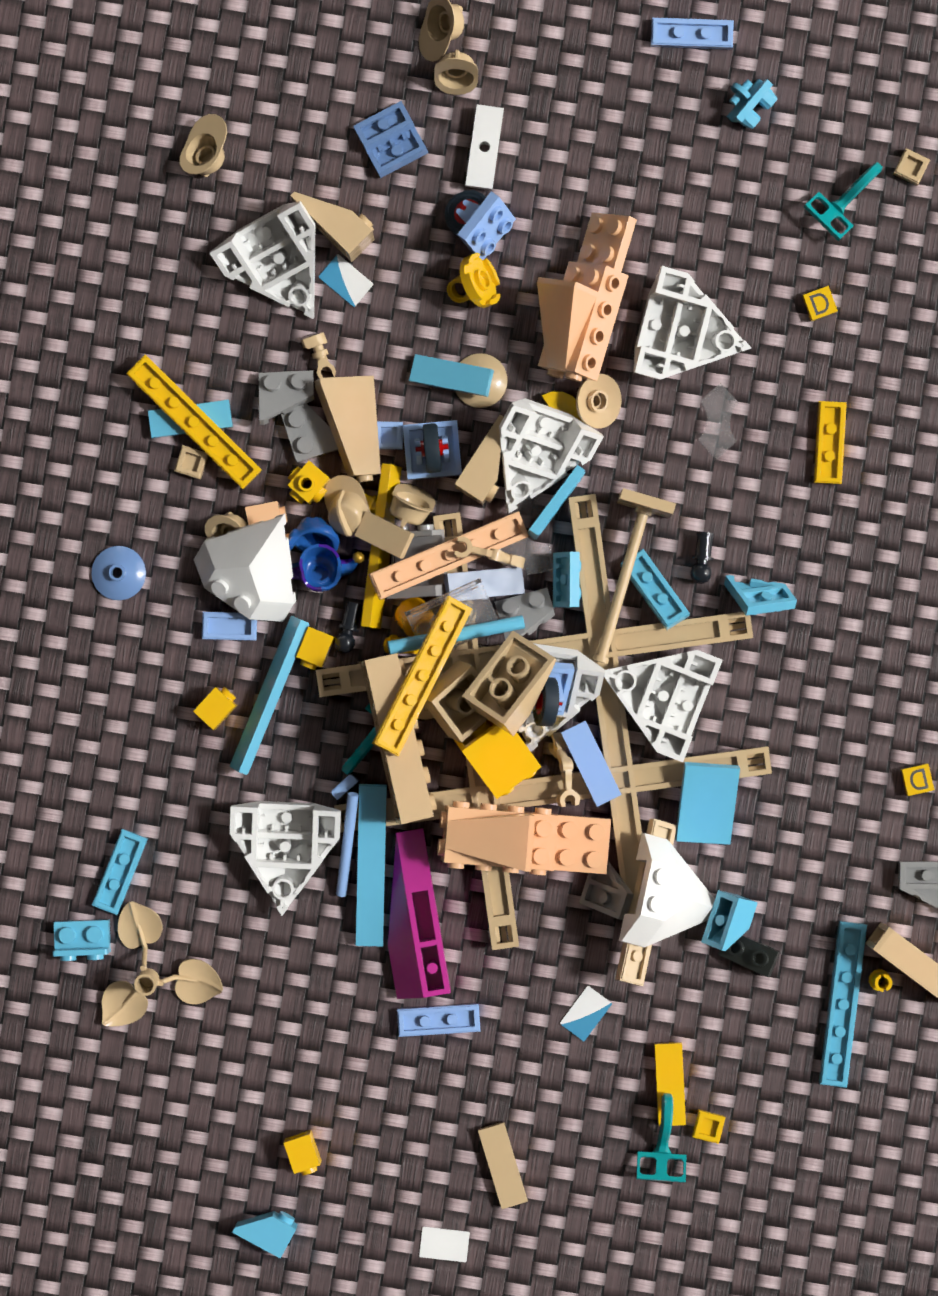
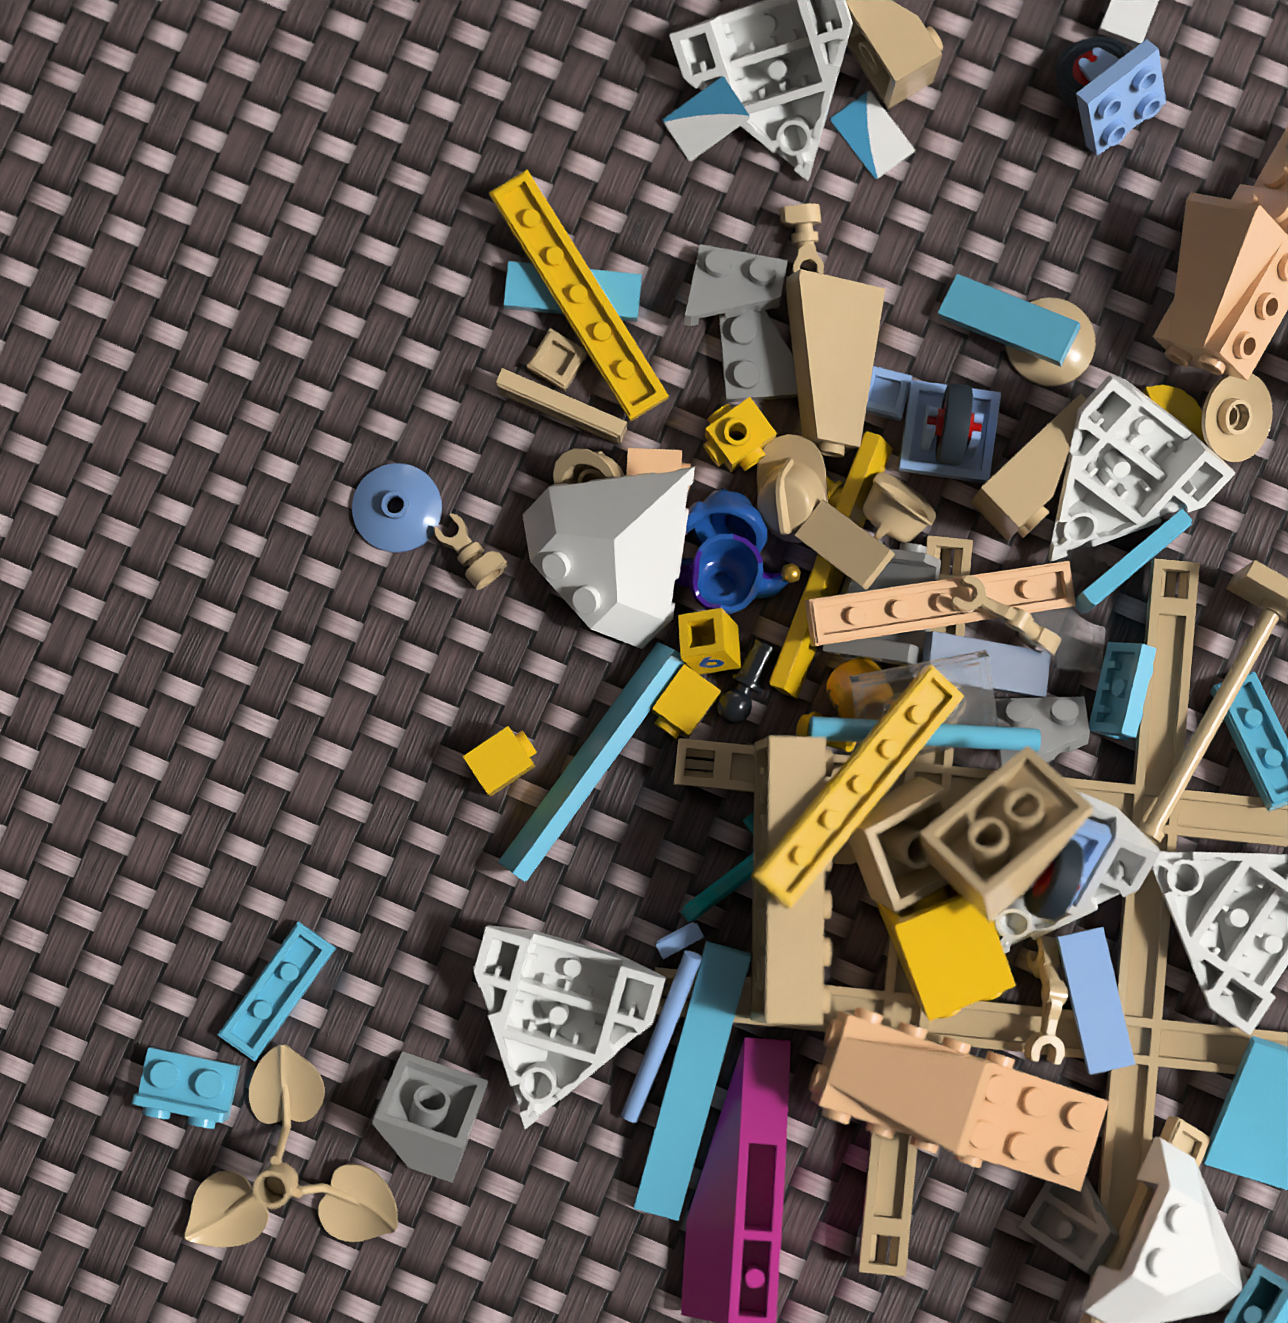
camera: 10 degrees right, 5 degrees down
(177, 597) = (482, 568): none -> tan piece
(200, 491) = (561, 406): none -> tan tile
(225, 920) = (429, 1114): none -> light grey slope
(228, 626) = (553, 635): light blue tile -> none
(244, 296) = (706, 118): none -> sticker
(320, 609) = (709, 641): none -> yellow brick
(478, 280) = (1087, 182): yellow tile -> none

